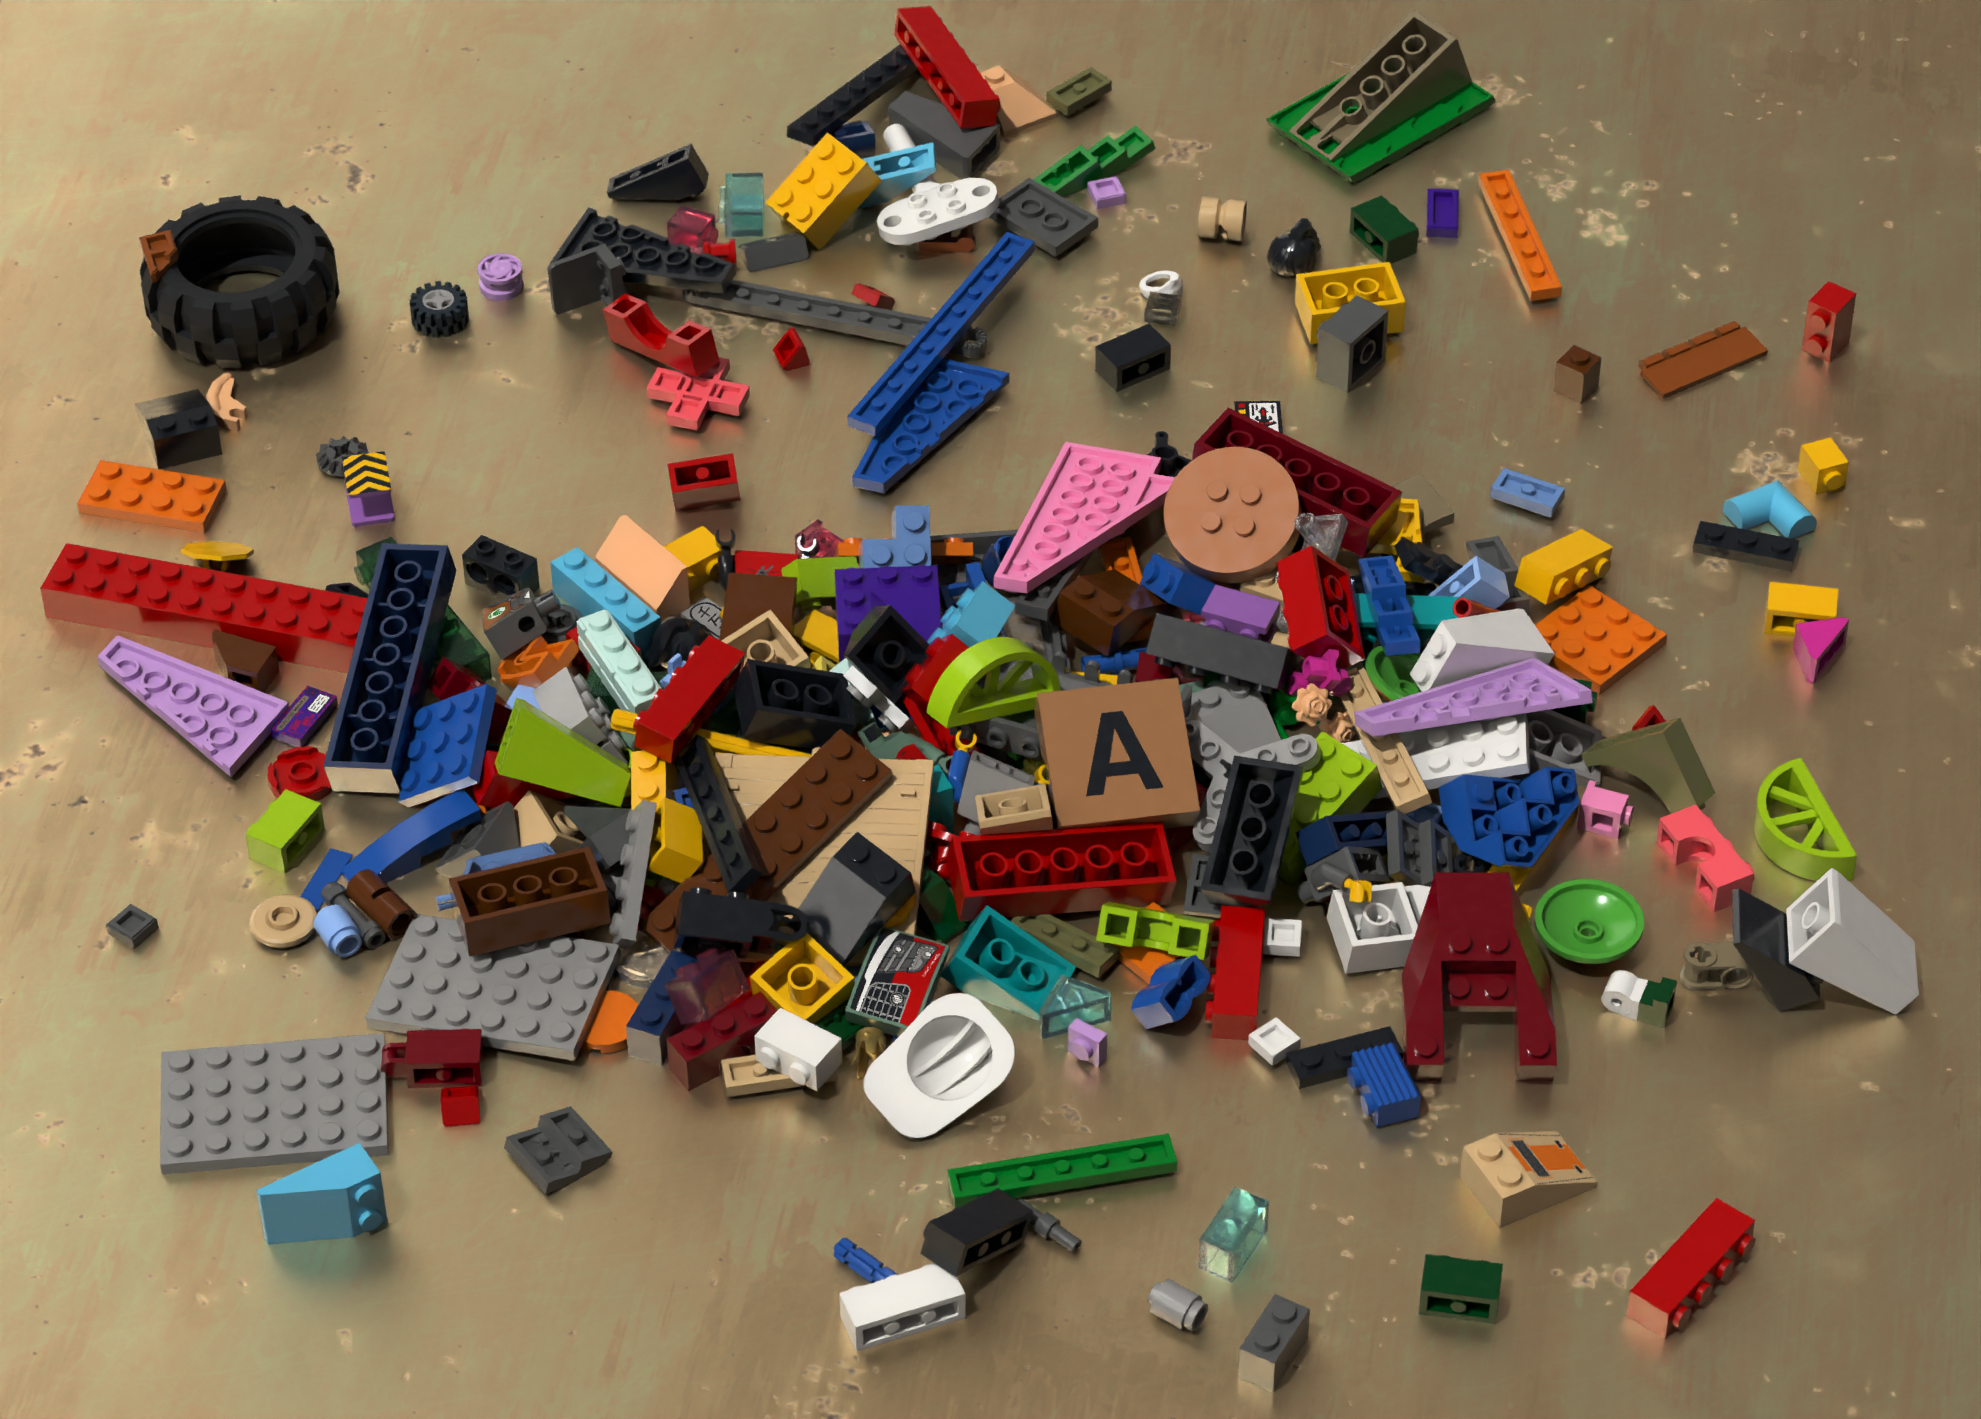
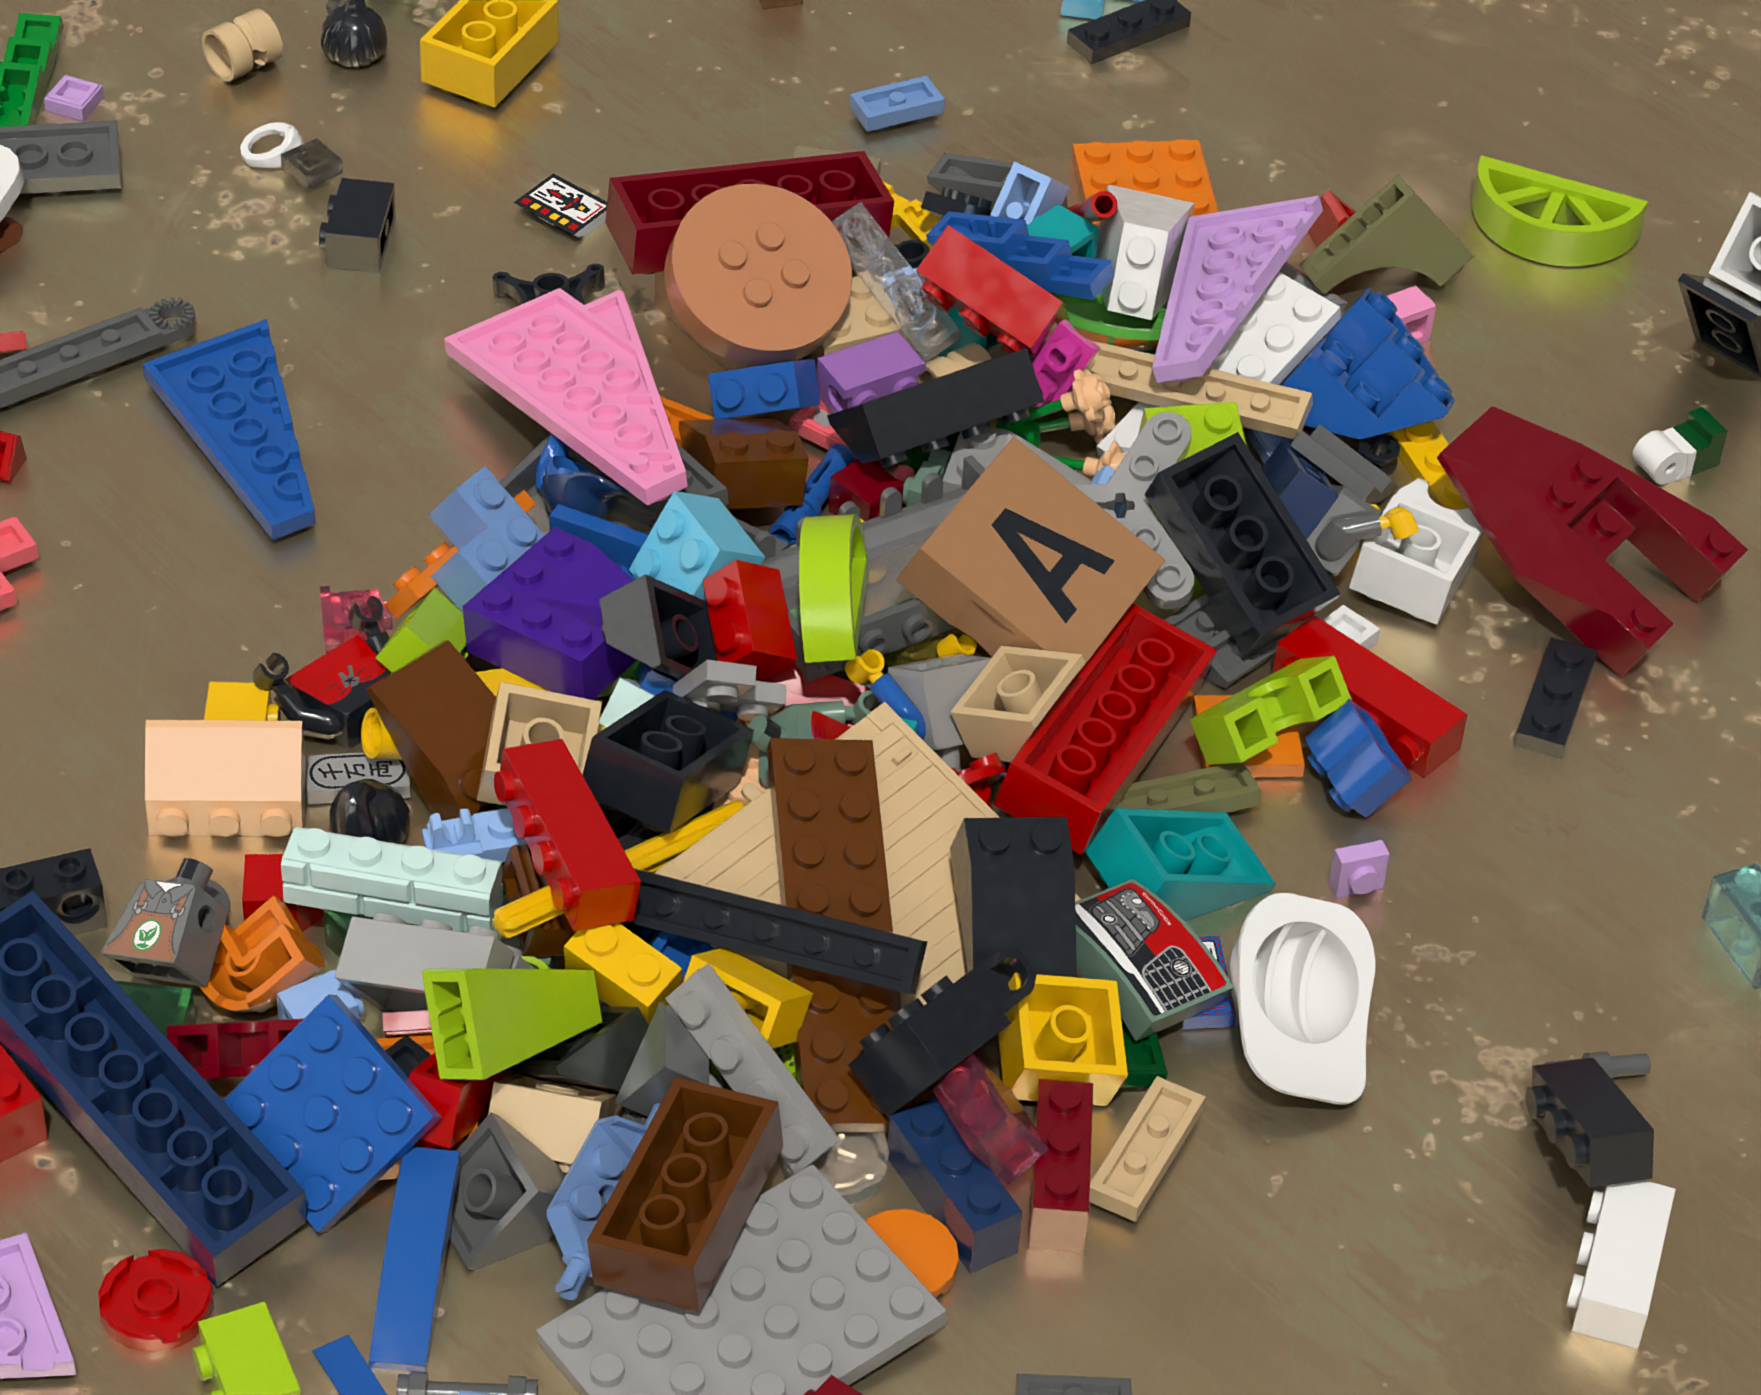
camera: 55 degrees left, 0 degrees up
(304, 717) = (57, 1236): dark purple tile -> none
(380, 903) = (486, 1351): reddish brown pin -> none
(592, 589) = (157, 836): medium azure brick -> none
(704, 482) = (132, 640): red brick -> none
(798, 1049) = (1161, 1102): white brick -> none
(861, 1261) = (1521, 1256): blue axle -> none
(869, 1043) = (1185, 1046): pearl gold piece -> none
(940, 334) = (153, 328): blue plate -> none
(1064, 1169) = (1527, 1008): green plate -> none
(1070, 1001) = (1289, 845): clear light blue slope -> none
(1274, 1041) = (1492, 731): white plate -> none
(1351, 343) = (556, 72): dark grey brick -> none
(1384, 1085) = (1636, 689): blue brick -> none
(1563, 566) = (1048, 136): yellow brick -> none
(1589, 921) = (1565, 403): bright green dish -> none
(1693, 837) = (1564, 295): coral arch -> none
(1717, 964) = (1686, 379): dark tan piece -> none
(1796, 604) = (1266, 46): yellow brick -> none
(1818, 644) = (1326, 66): dark pink slope -> none

